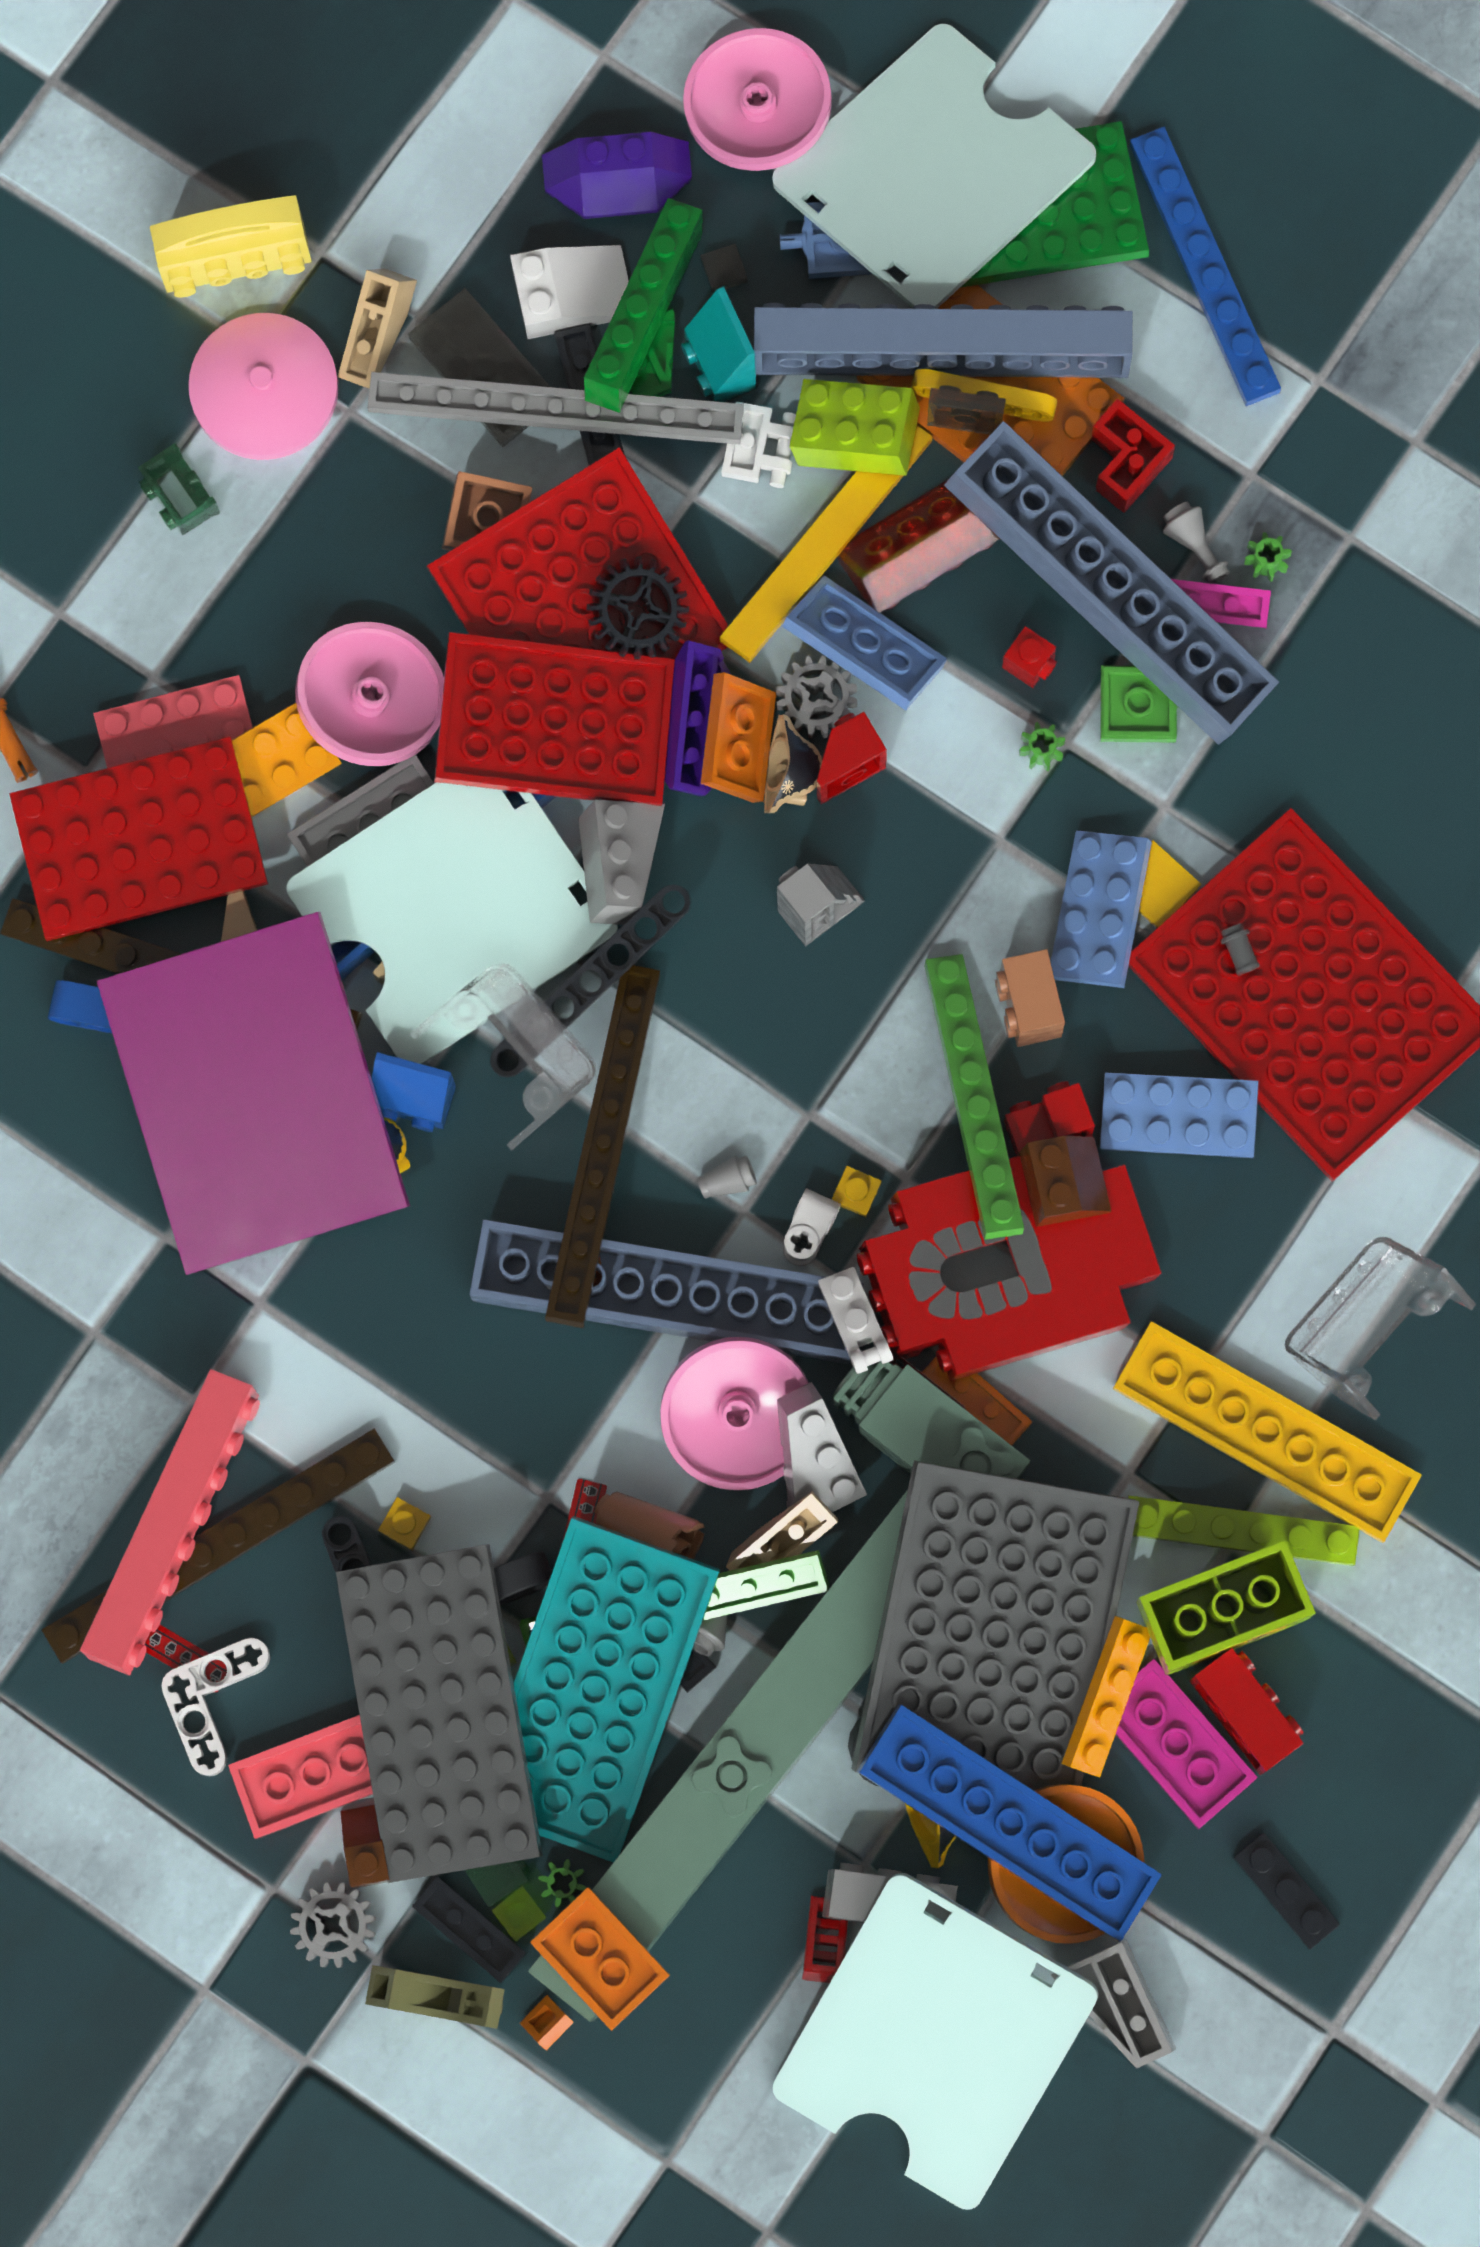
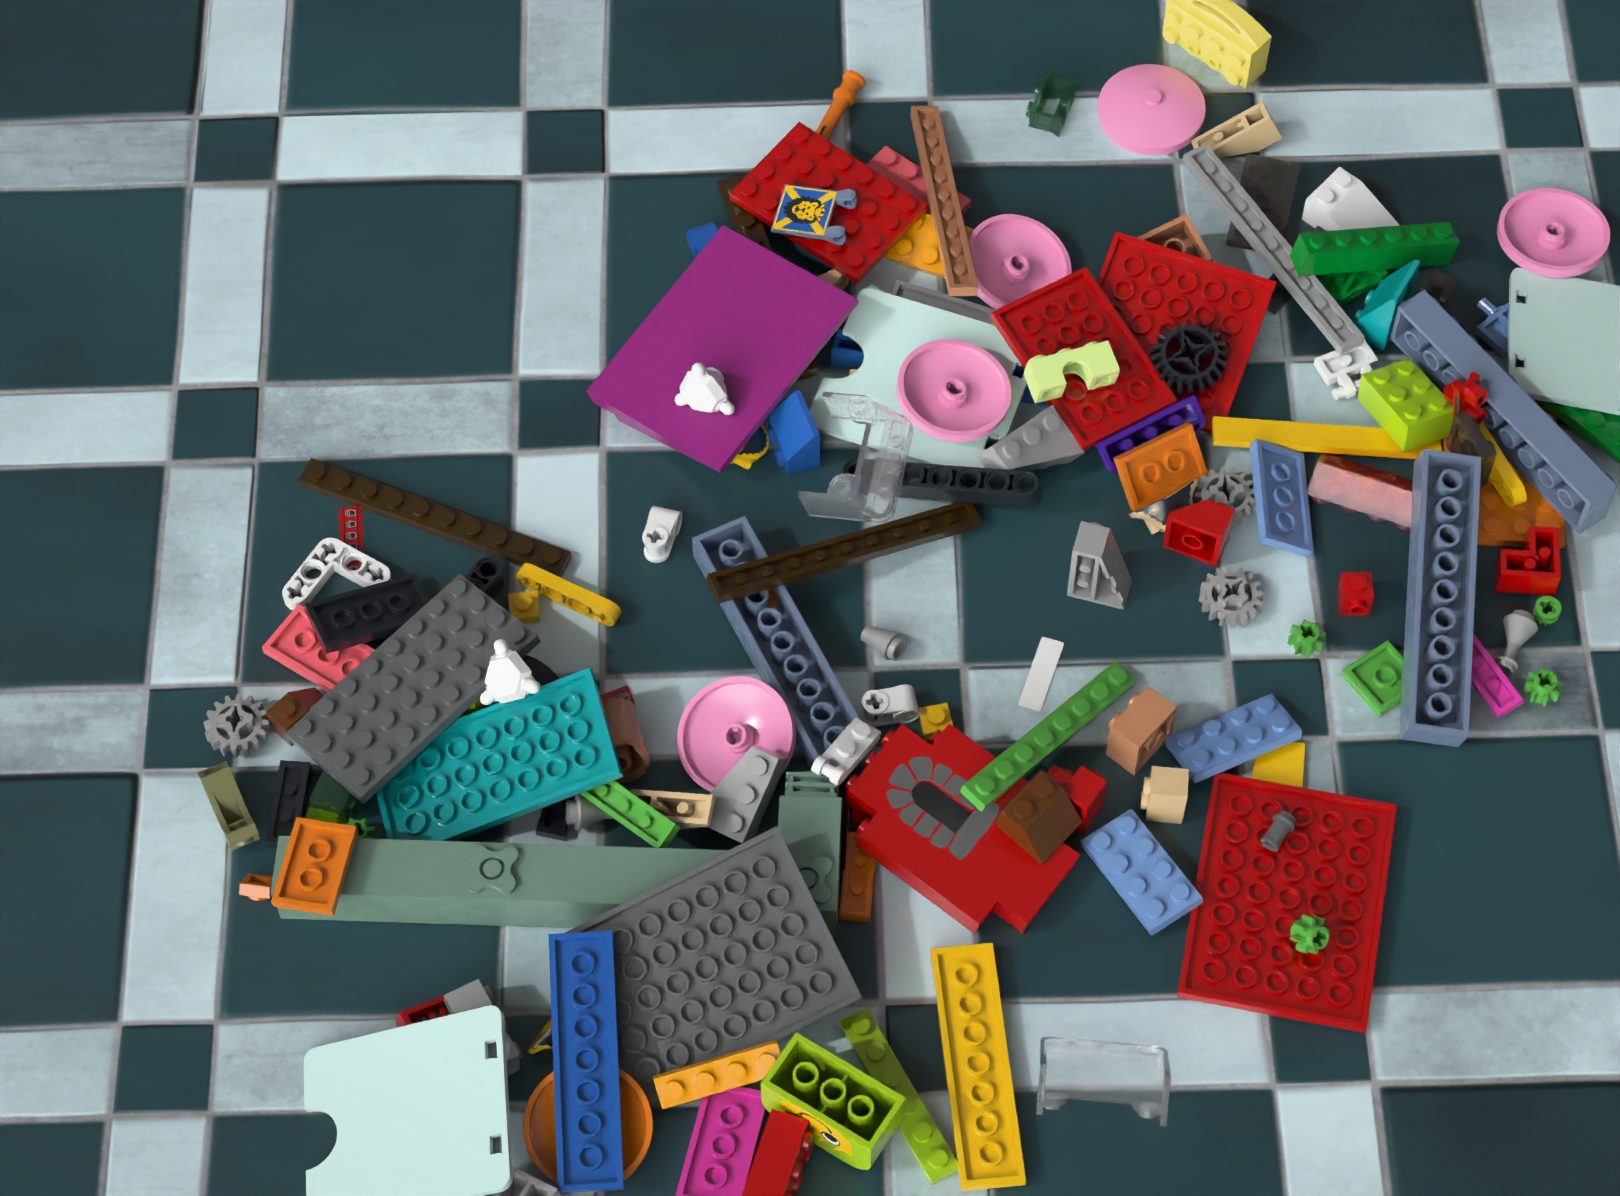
camera: 50 degrees right, 20 degrees down
(145, 875) = (810, 211): none -> flag
(170, 1523) = (426, 475): coral brick -> none
(232, 712) = (943, 201): none -> nougat plate
(299, 1696) = (365, 612): none -> black plate
(307, 1155) = (704, 390): none -> white rock
(418, 1312) = (660, 533): none -> white piece
(426, 1467) = (568, 594): none -> yellow beam
(500, 890) = (953, 390): none -> bright pink dish
(517, 1610) = (507, 676): none -> white rock
(581, 718) = (1092, 362): none -> yellowish green arch
(617, 173) = (1444, 195): dark purple wedge -> none
(878, 1042) = (1041, 674): none -> white sticker
(916, 374) = (1467, 397): none -> red hips
(952, 780) = (1230, 591): none -> light grey gear
(1121, 1029) = (1165, 794): none -> tan brick
(1178, 488) = (1550, 617): none -> bright green bush
(1374, 1008) = (1309, 934): none -> bright green gear

